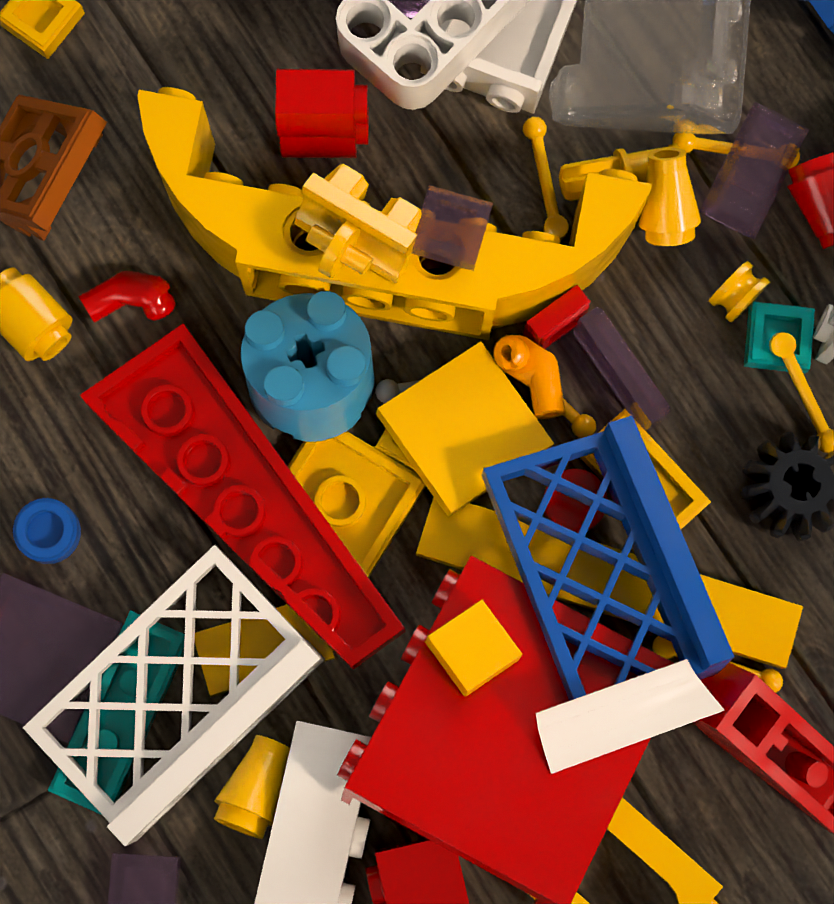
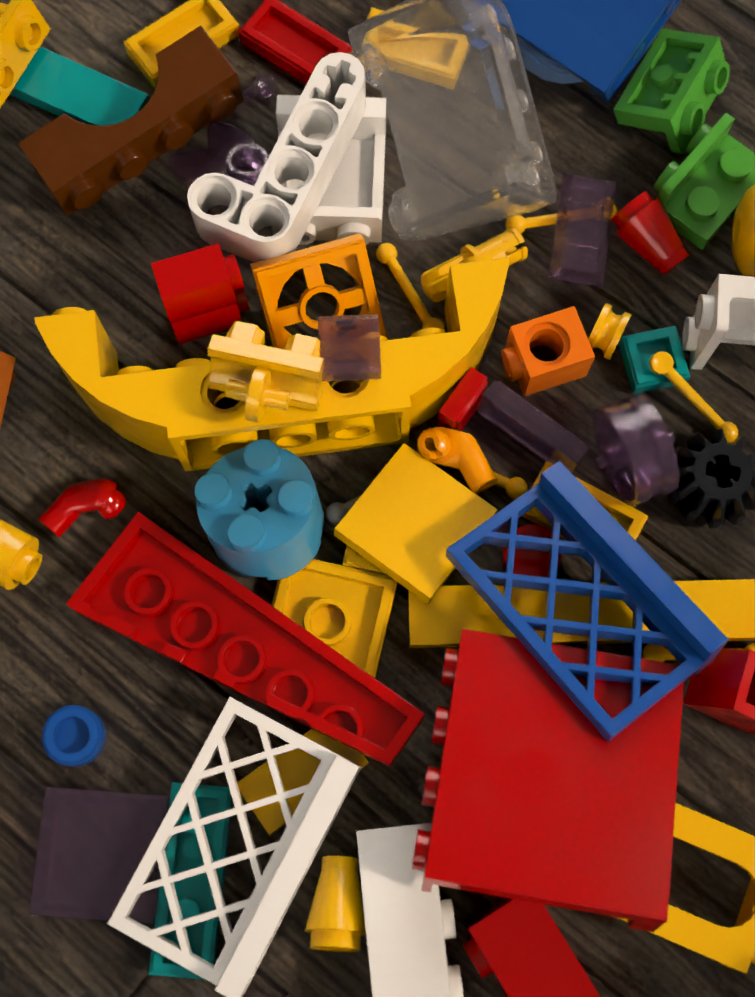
camera: 15 degrees left, 5 degrees down
(473, 648) = (495, 710): yellow tile -> none
(484, 119) = (274, 272): none -> light orange piece
(623, 715) = (649, 725): white sticker -> none
(671, 206) = (527, 279): yellow cone -> none
(685, 274) = (559, 332): none -> orange brick
(719, 429) = (636, 450): none -> wheel

